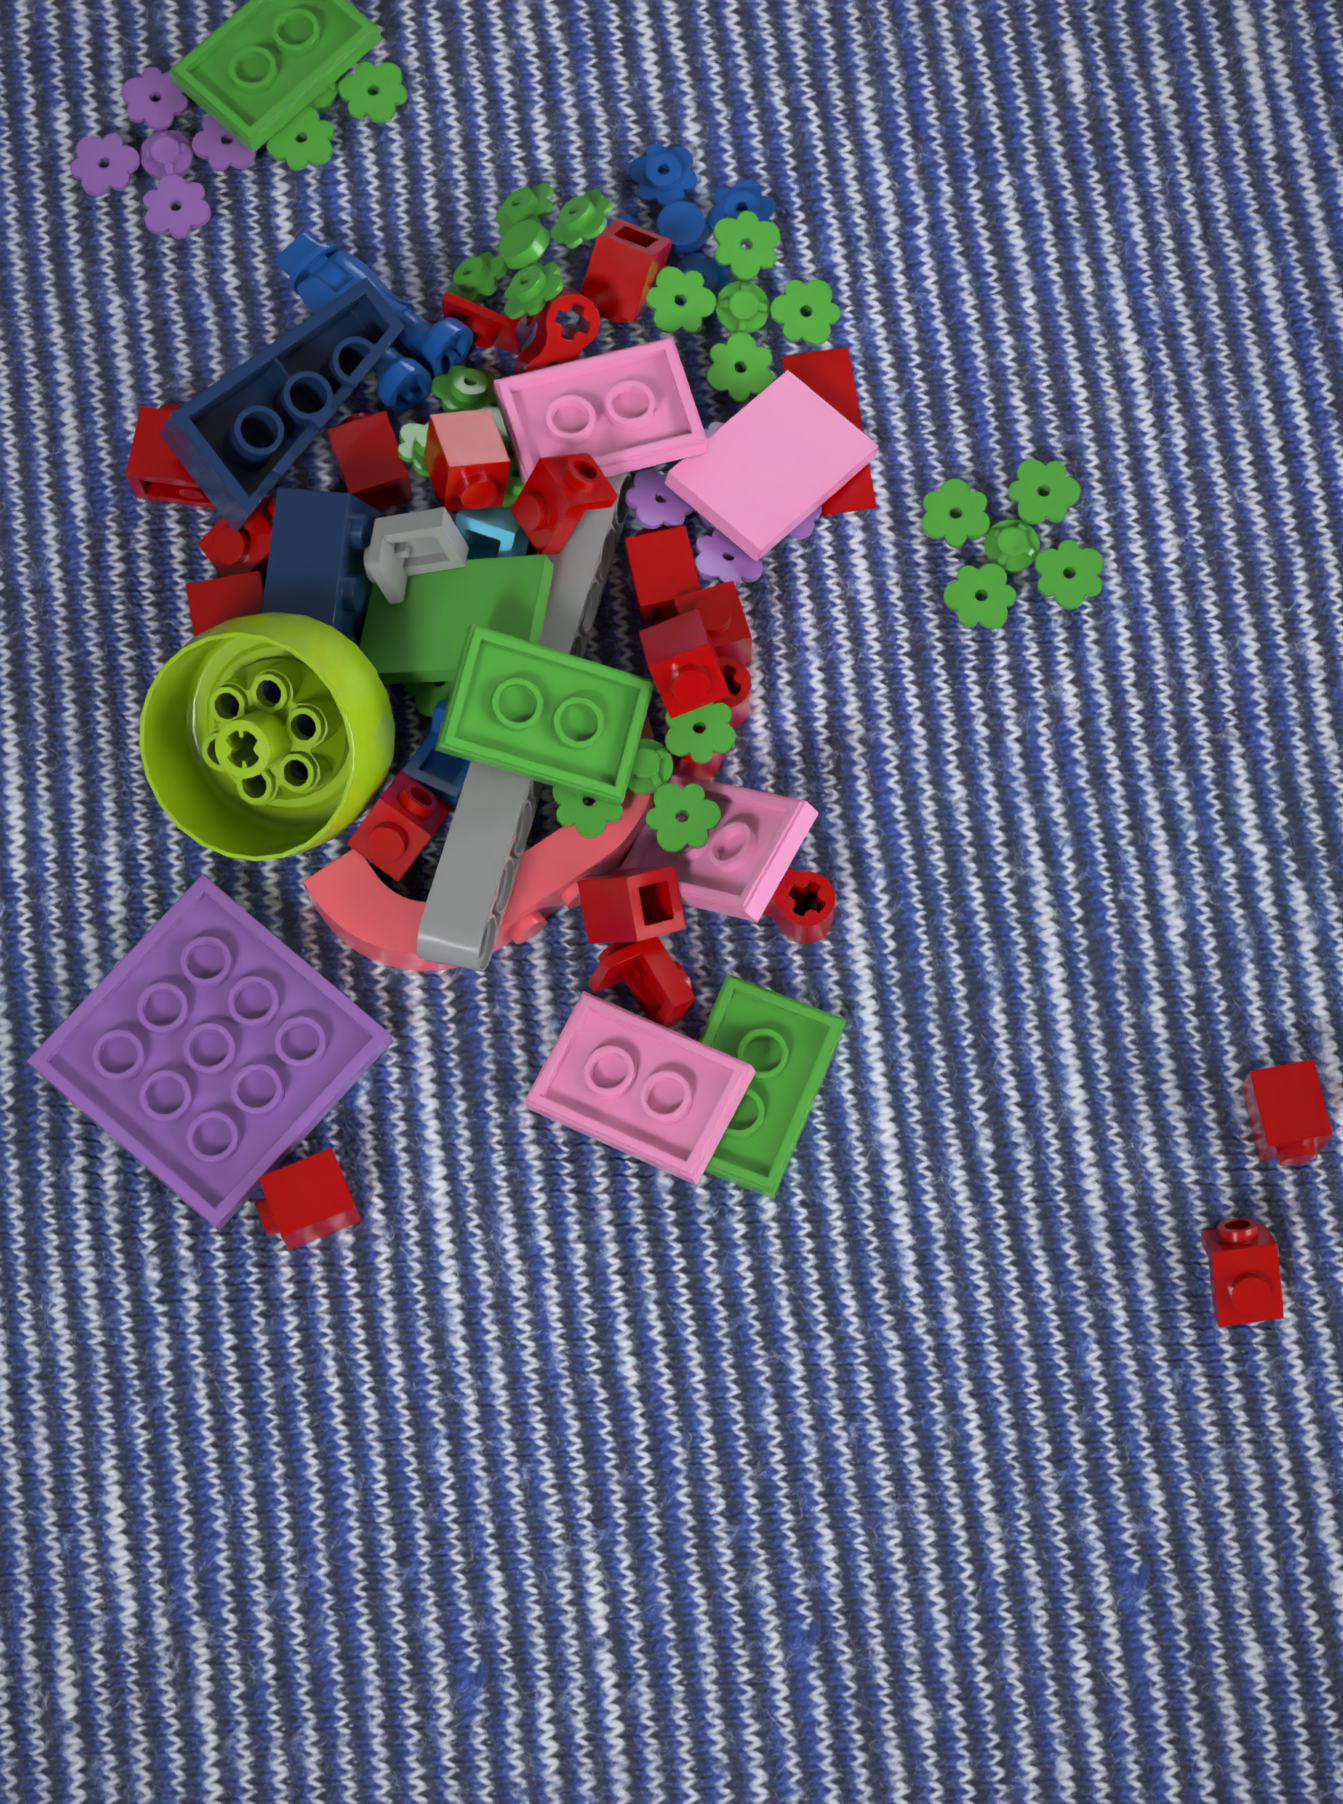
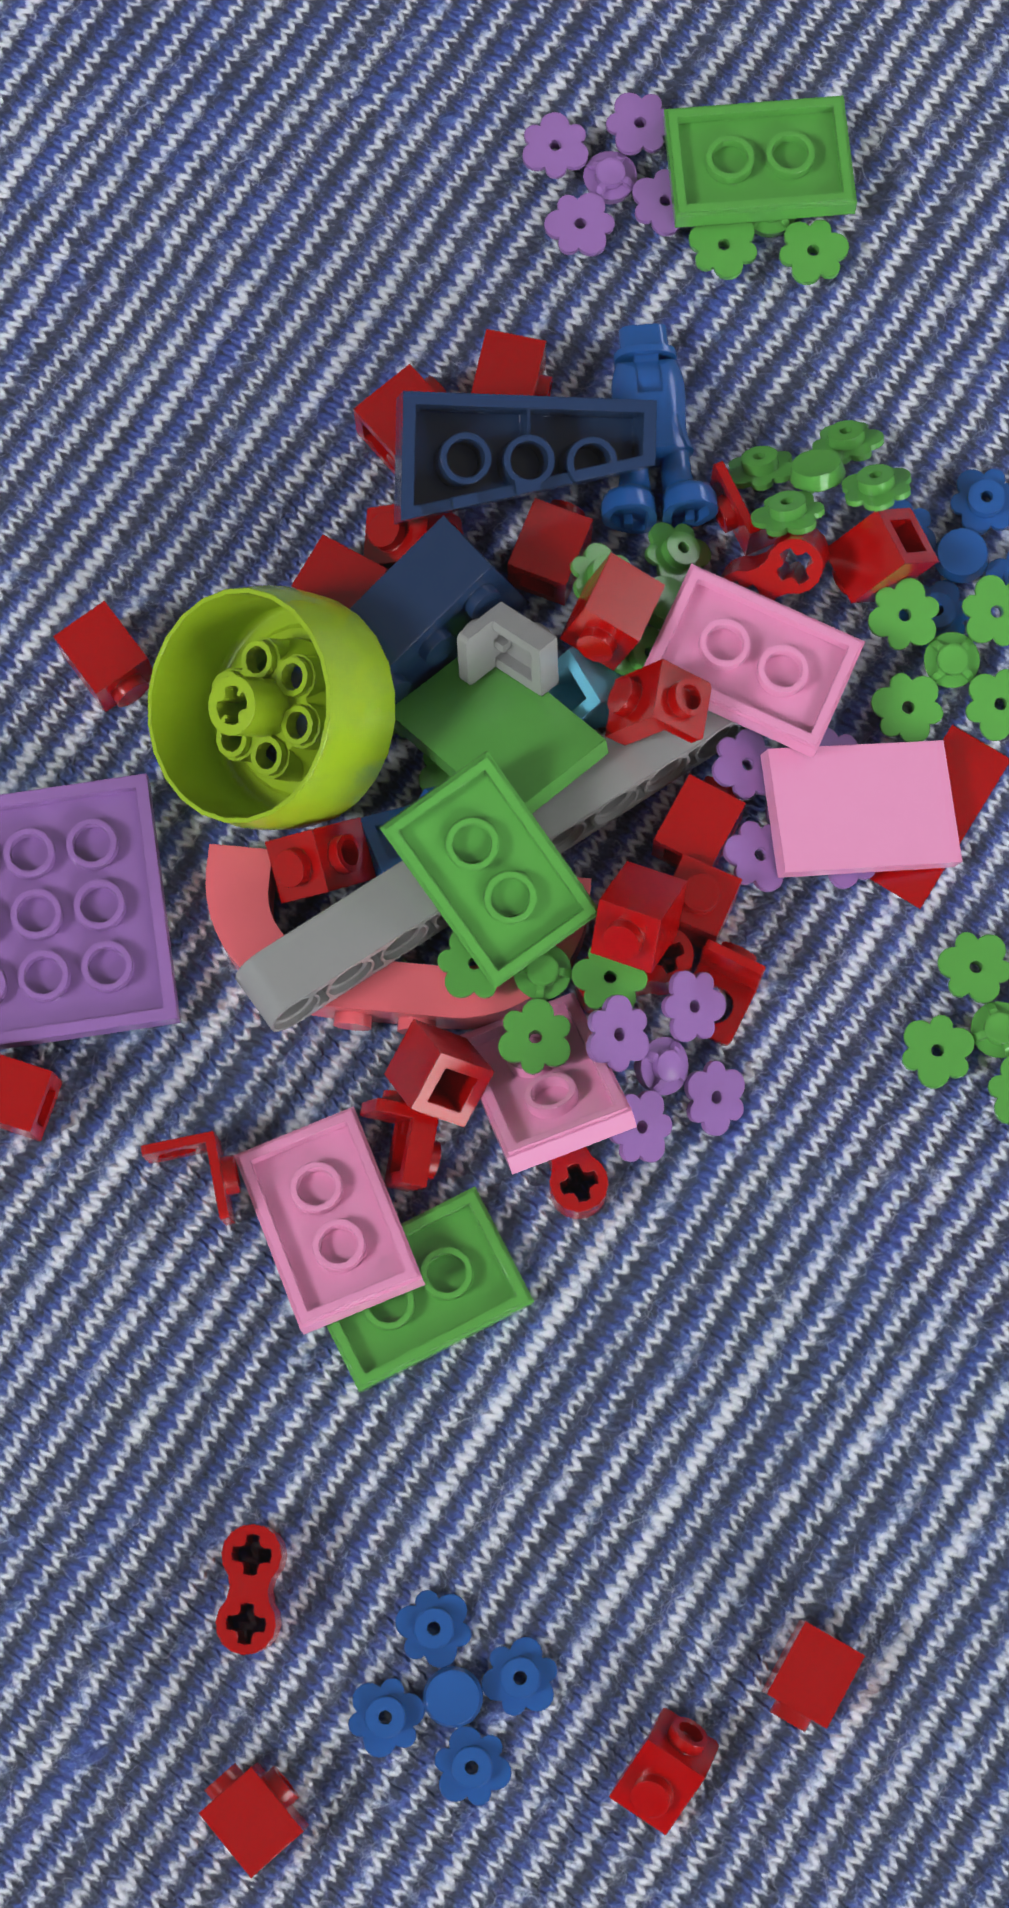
camera: 40 degrees right, 5 degrees up
(91, 815) = (105, 657): none -> red brick
(218, 347) = (512, 366): none -> red brick
(526, 1118) = (223, 1168): none -> red bracket
(780, 660) = (736, 974): none -> red bracket
(790, 763) = (663, 1063): none -> medium lavender plant
(823, 1402) = (251, 1589): none -> red axle
(972, 1564) = (253, 1814): none -> red brick
(1041, 1358) = (453, 1697): none -> blue plant

